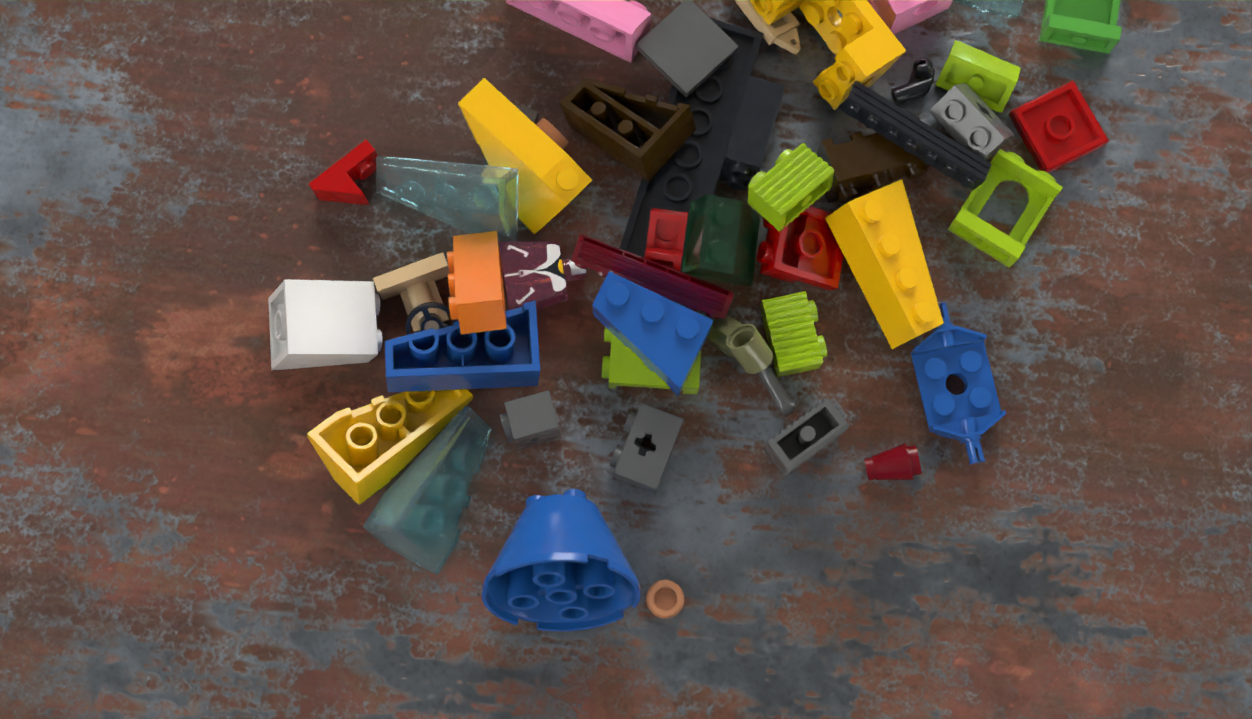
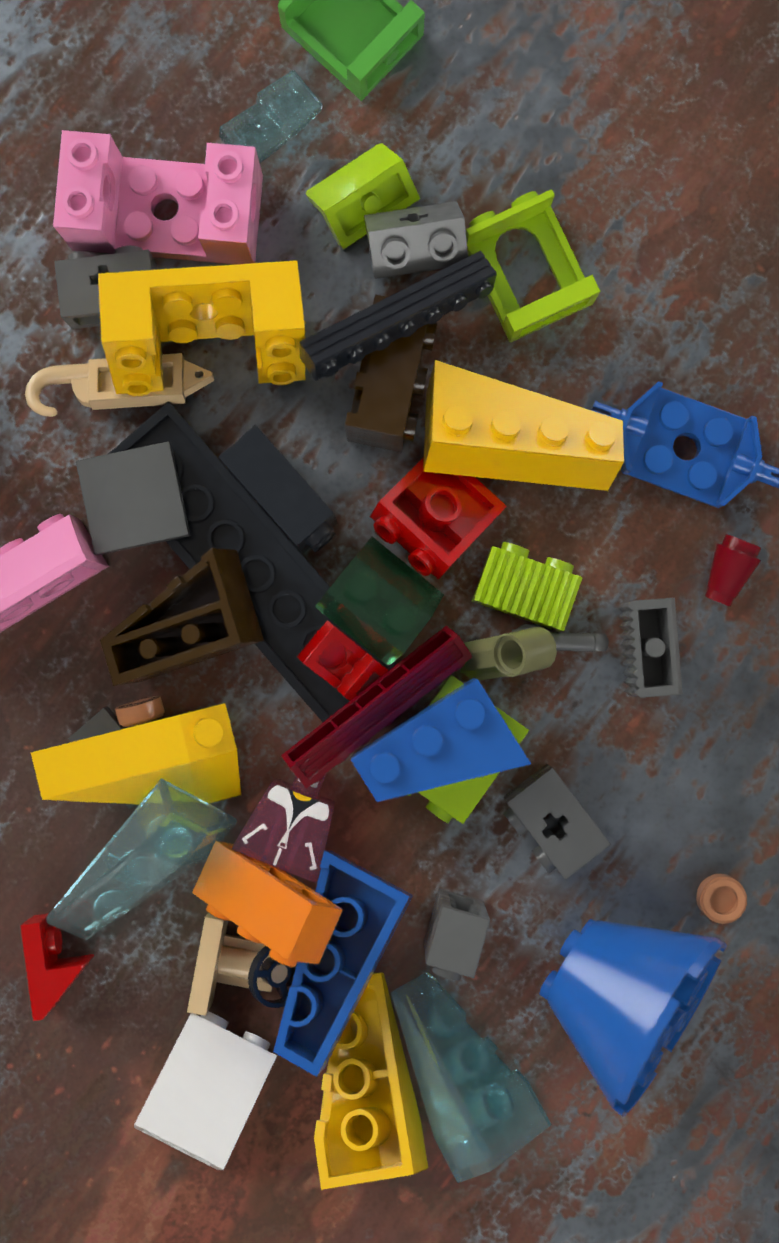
camera: 55 degrees left, 10 degrees up
(790, 186) = (371, 492): lime brick -> none
(918, 85) = (330, 266): black arm -> none
(1058, 127) = (474, 147): red tile -> none

